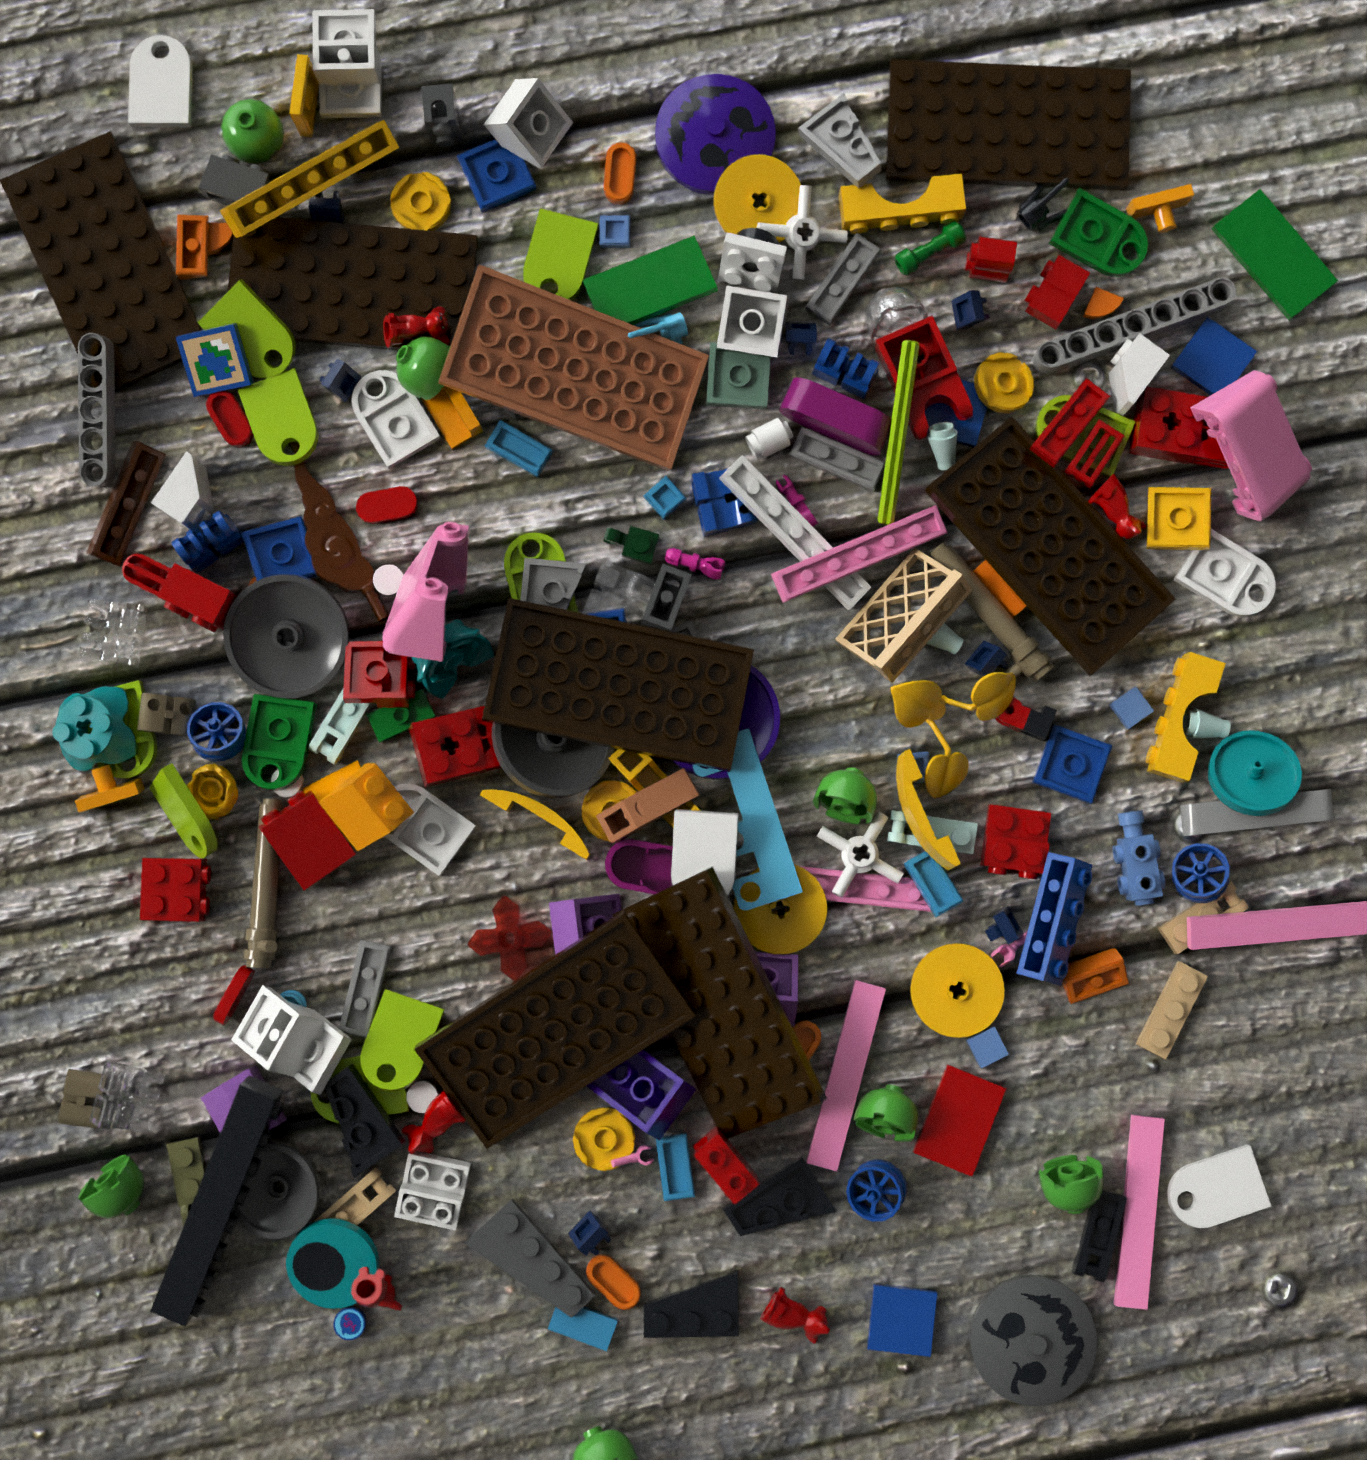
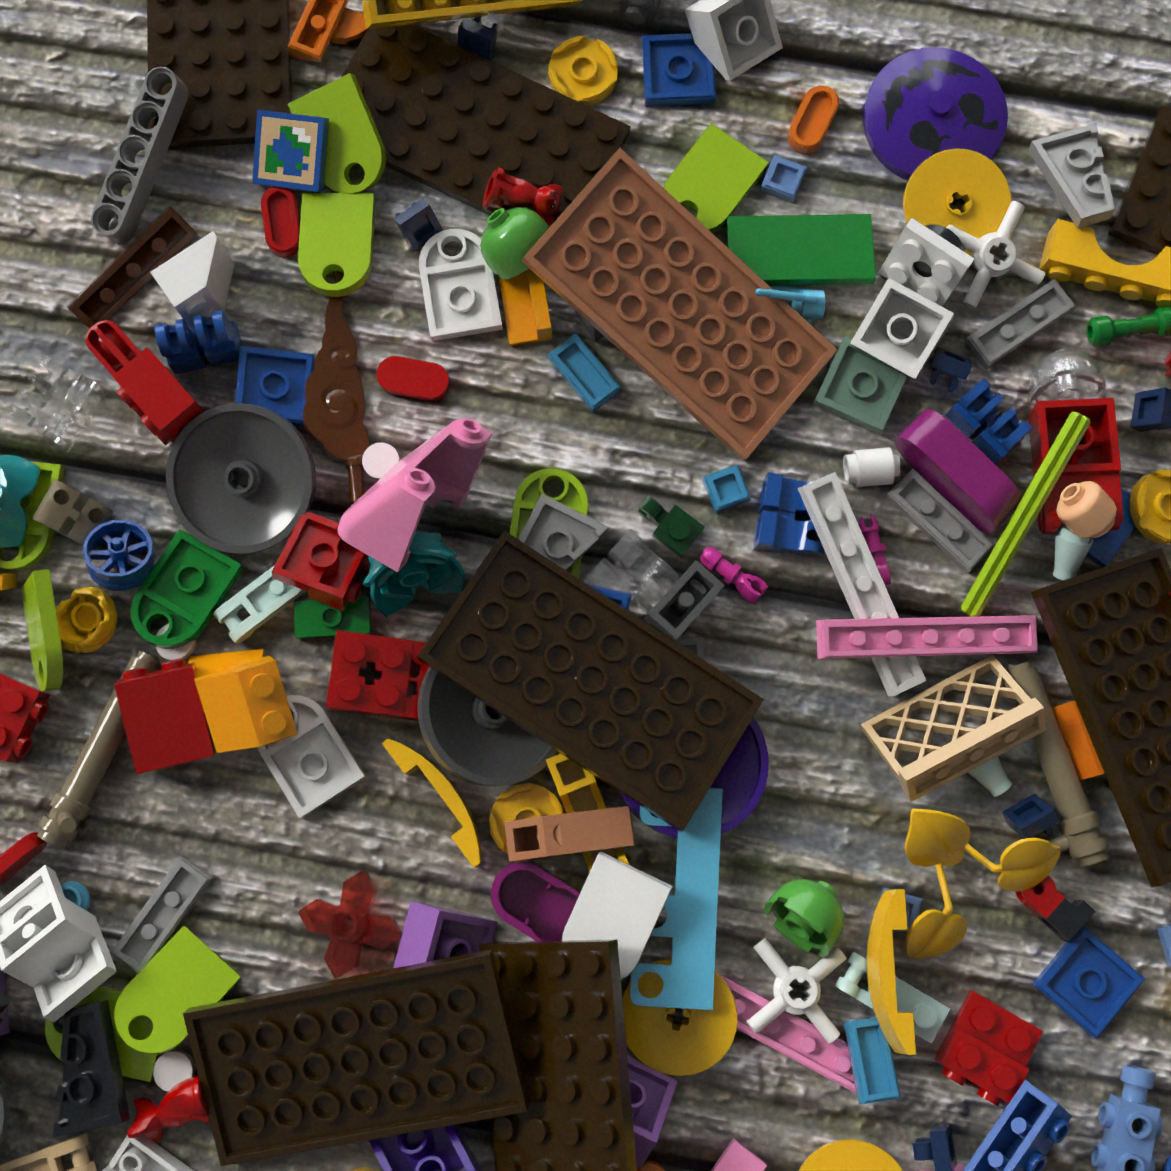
camera: 25 degrees right, 5 degrees down
(941, 411) = (1086, 509): none -> light nougat head

